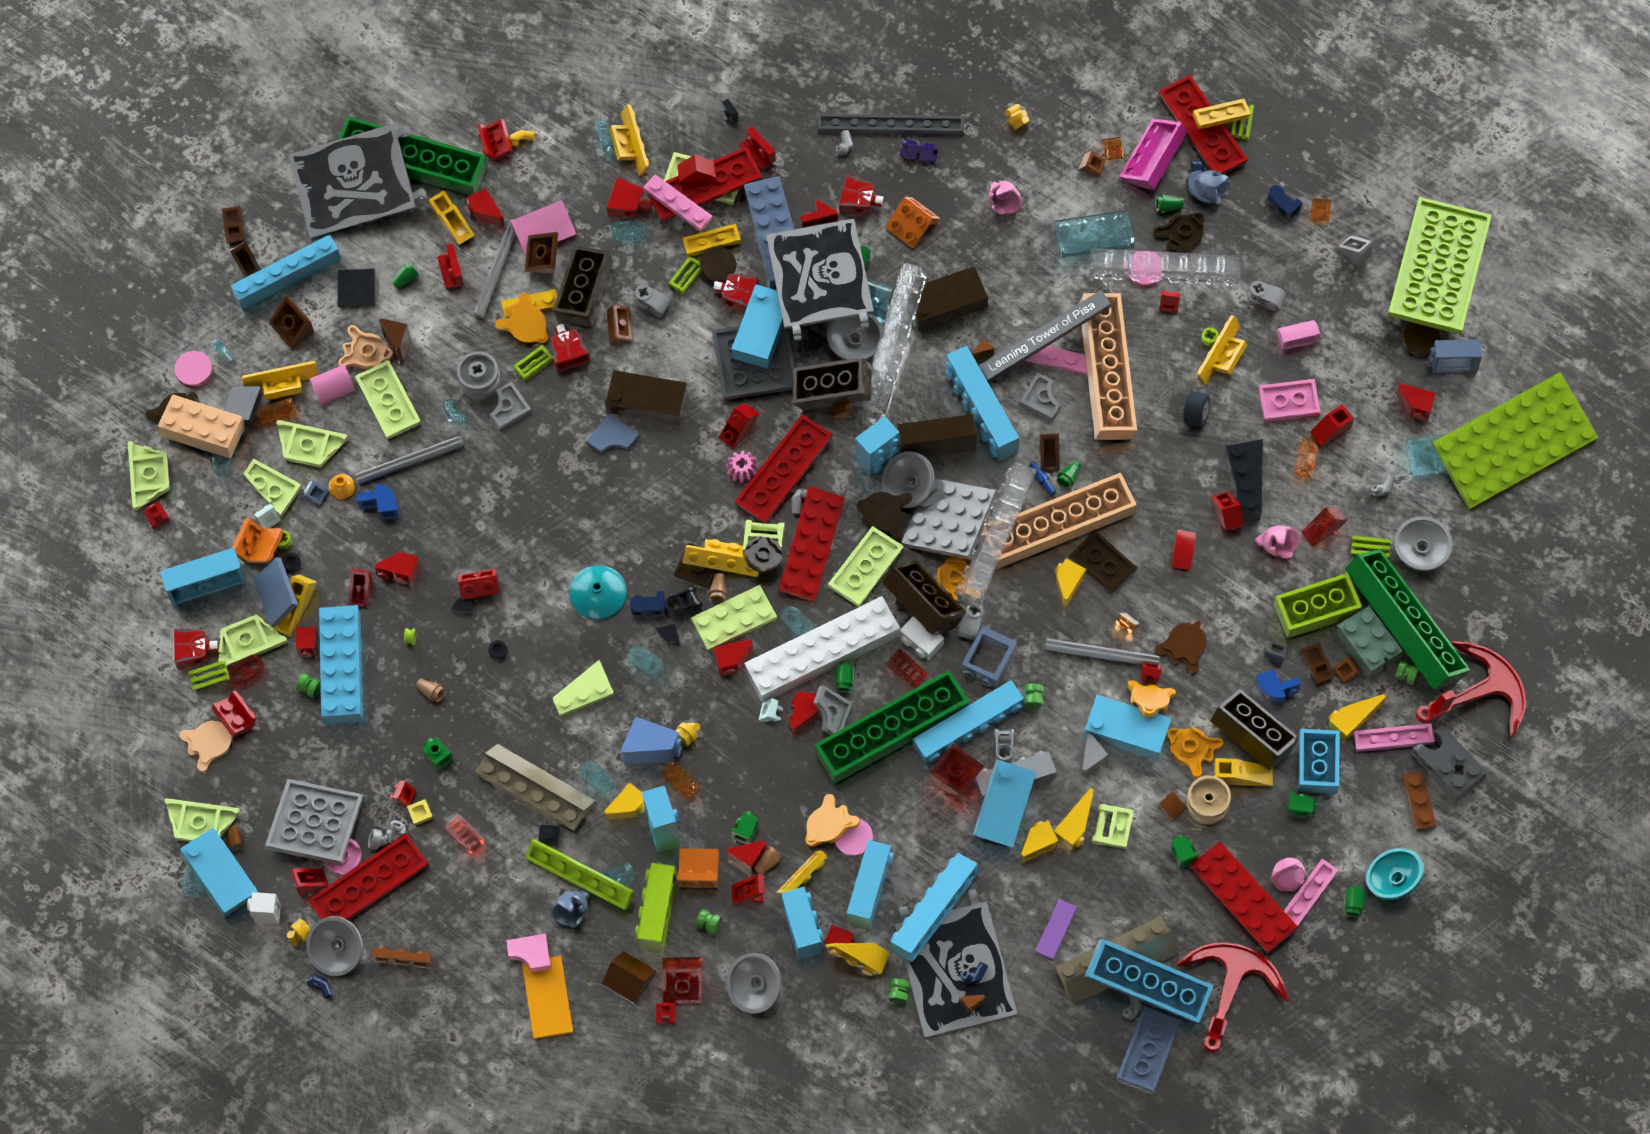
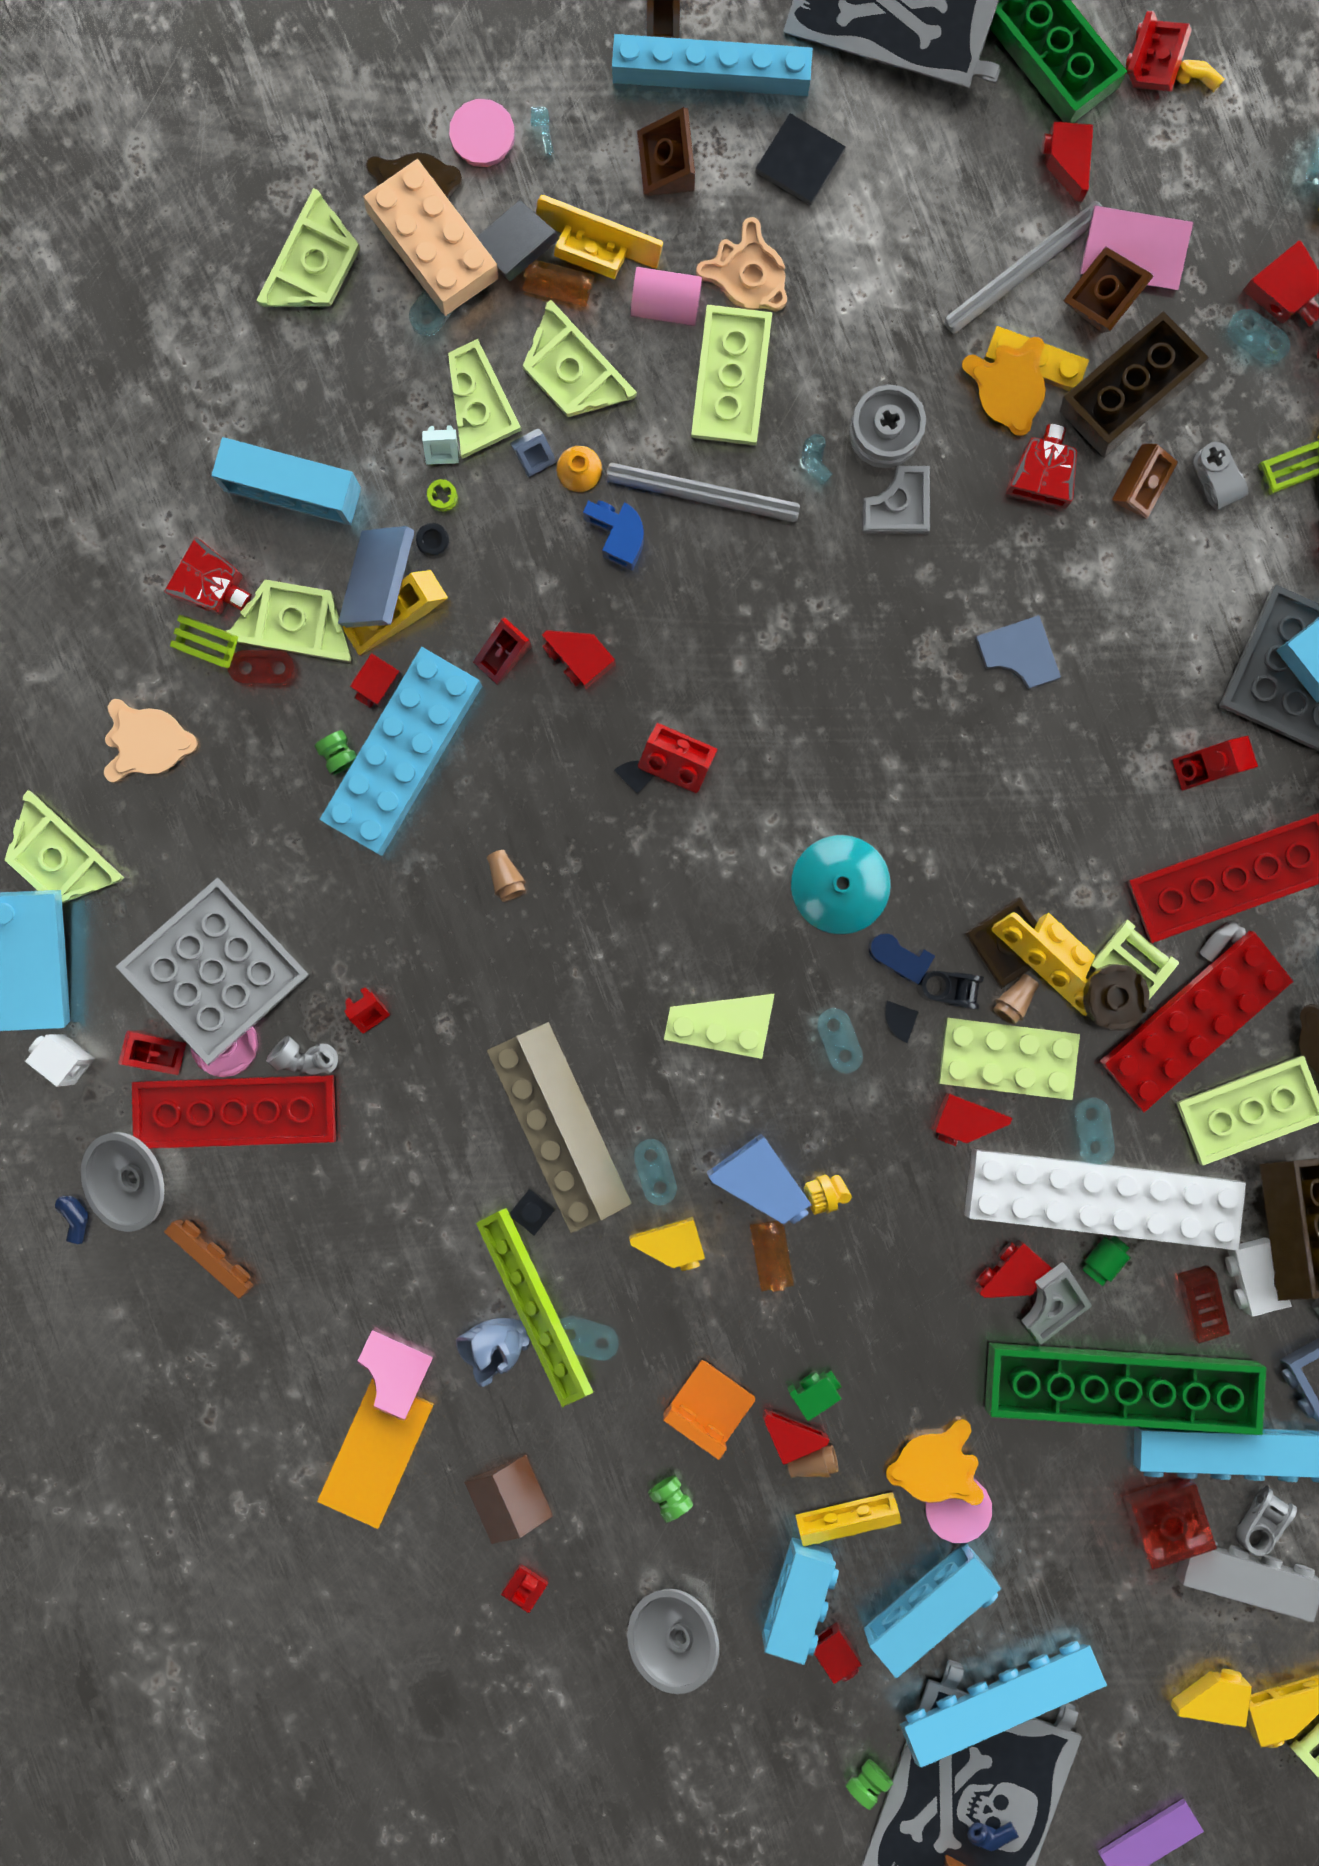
camera: 30 degrees right, 20 degrees up
(156, 515) = (285, 333): red tile -> none
(233, 839) = (88, 916): dark orange slope -> none
(234, 714) = (203, 726): red bracket -> none
(256, 543) = (398, 478): orange bracket -> none
(298, 932) = (92, 1122): yellow piece -> none
(397, 338) = (807, 285): reddish brown slope -> none
(404, 276) = (882, 189): green cone -> none
(410, 636) = (527, 774): lime bush -> none
(420, 812) = (372, 1054): light yellow plate -> none
(439, 758) = (461, 989): green brick -> none
(450, 217) = (1010, 139): yellow slope -> none
(450, 268) = (956, 222): red bracket -> none
(474, 844) = (402, 1129): clear red slope -> none
(498, 650) = (640, 878): black tile -> none
(525, 376) = (952, 461): lime tile -> none
(646, 397) = (1109, 628): dark brown brick -> none
(656, 907) = (609, 1437): lime brick -> none
(661, 819) = (698, 1324): medium azure brick -> none
(682, 980) = (579, 1559): clear red slope -> none
(741, 473) = (1189, 832): bright pink gear -> none
(748, 890) = (758, 1492): red slope -> none
(769, 709) = (965, 1239): light aqua tile -> none
(867, 956) = (852, 1703): yellow slope -> none
(1004, 803) = (1207, 1624): medium azure brick -> none

